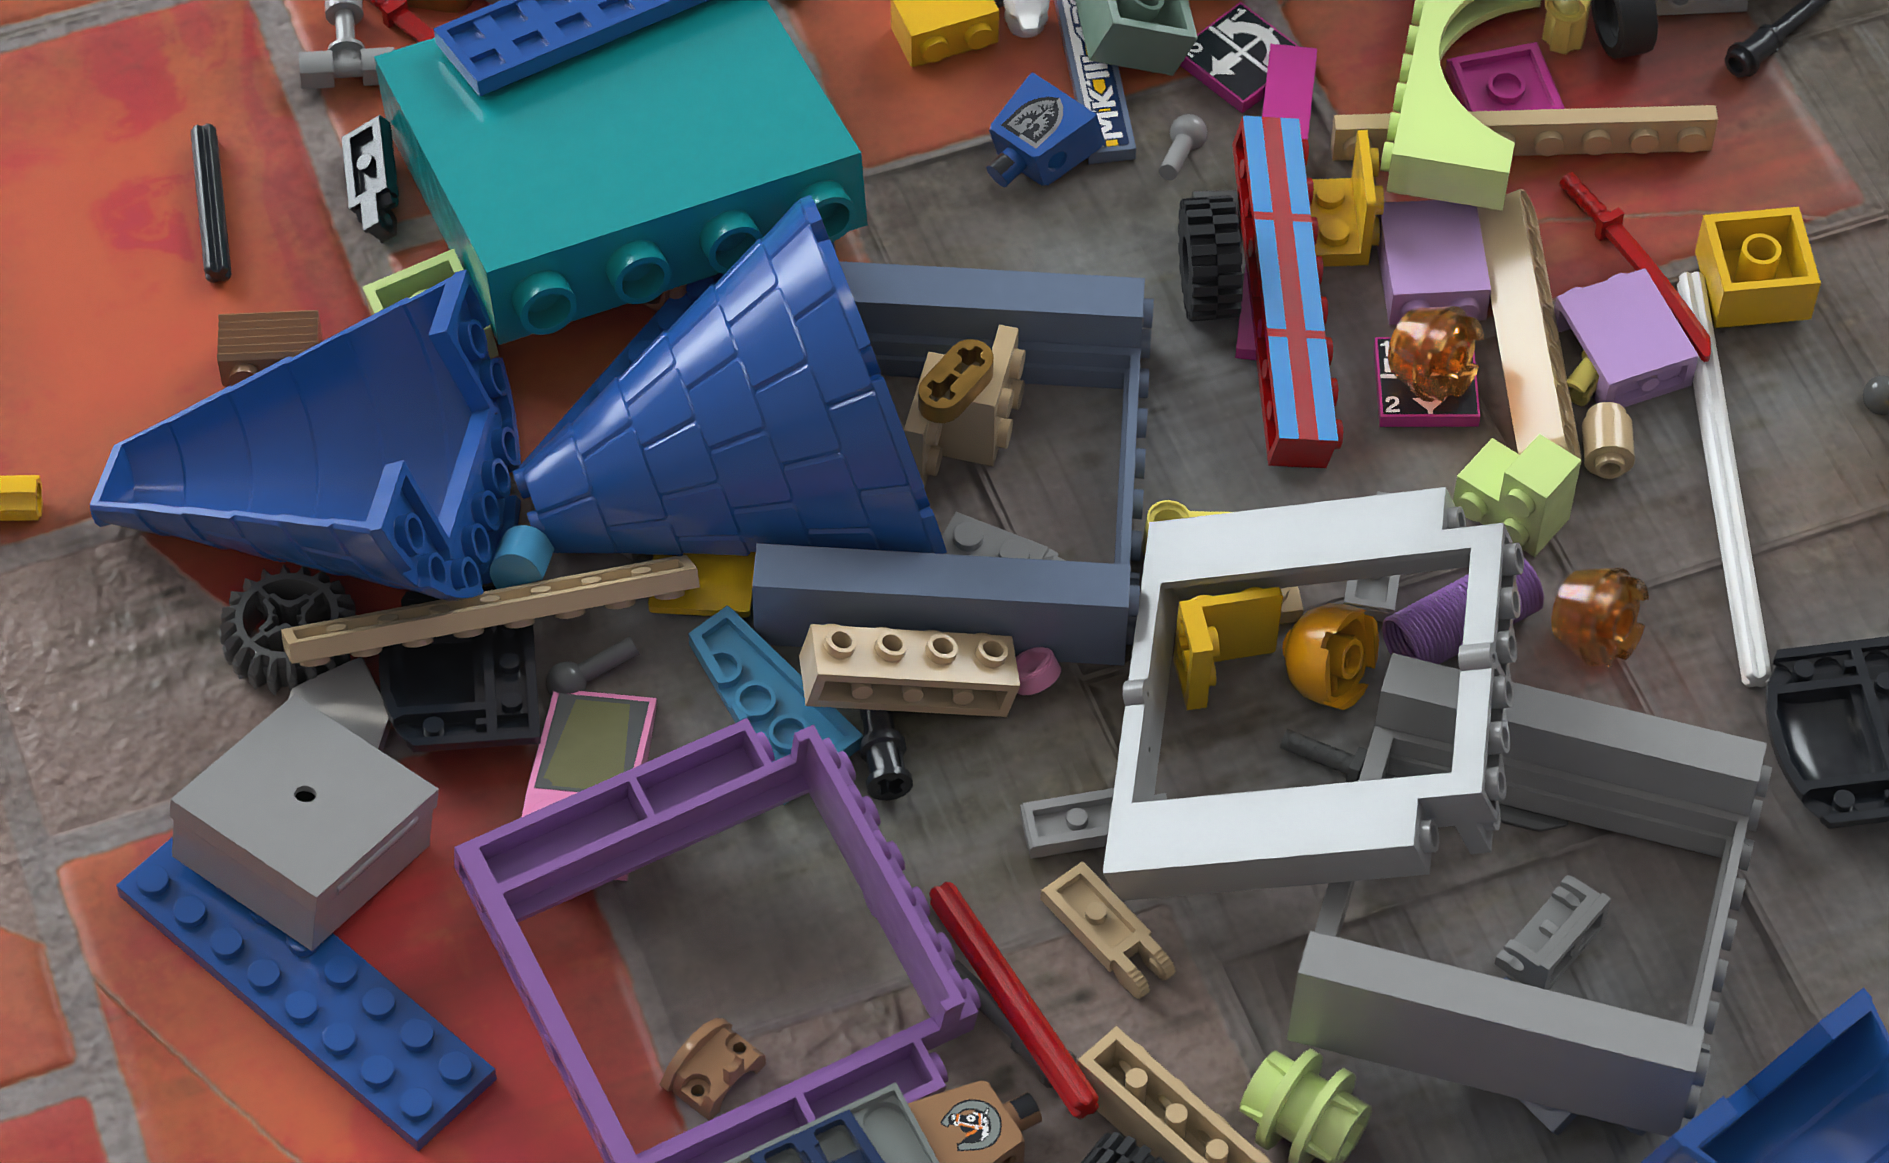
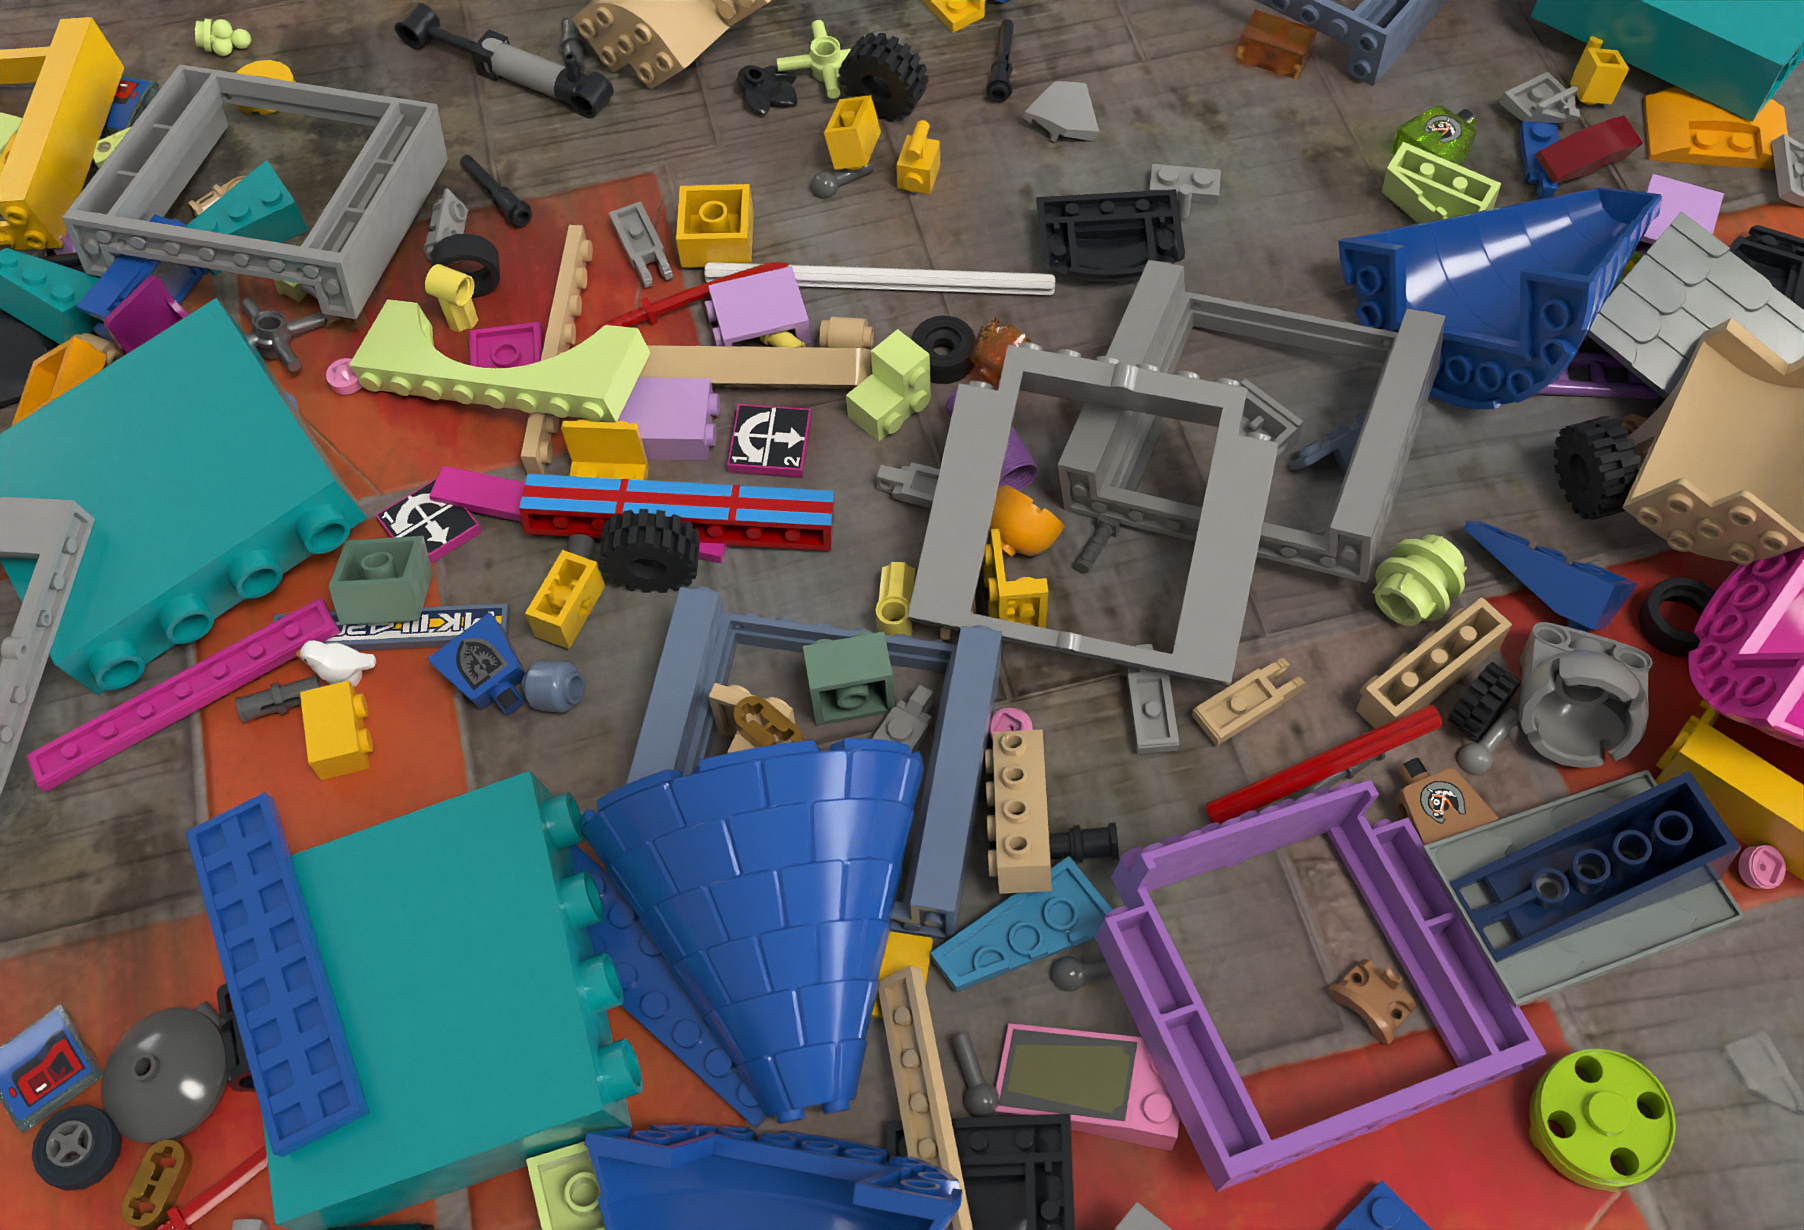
camera: 80 degrees left, 5 degrees up
(521, 557) = (872, 1122): dark azure brick -> none
(1027, 206) = (553, 685): none -> sand blue head
(1066, 482) = (849, 677): none -> sand green brick
(1138, 194) = (565, 599): none -> yellow brick
(1187, 134) = (495, 569): light grey bar -> none
(1435, 351) = (767, 416): clear orange cone -> none
(1613, 529) = (951, 332): none -> black tyre
(1736, 188) = (640, 241): none -> light grey hinge

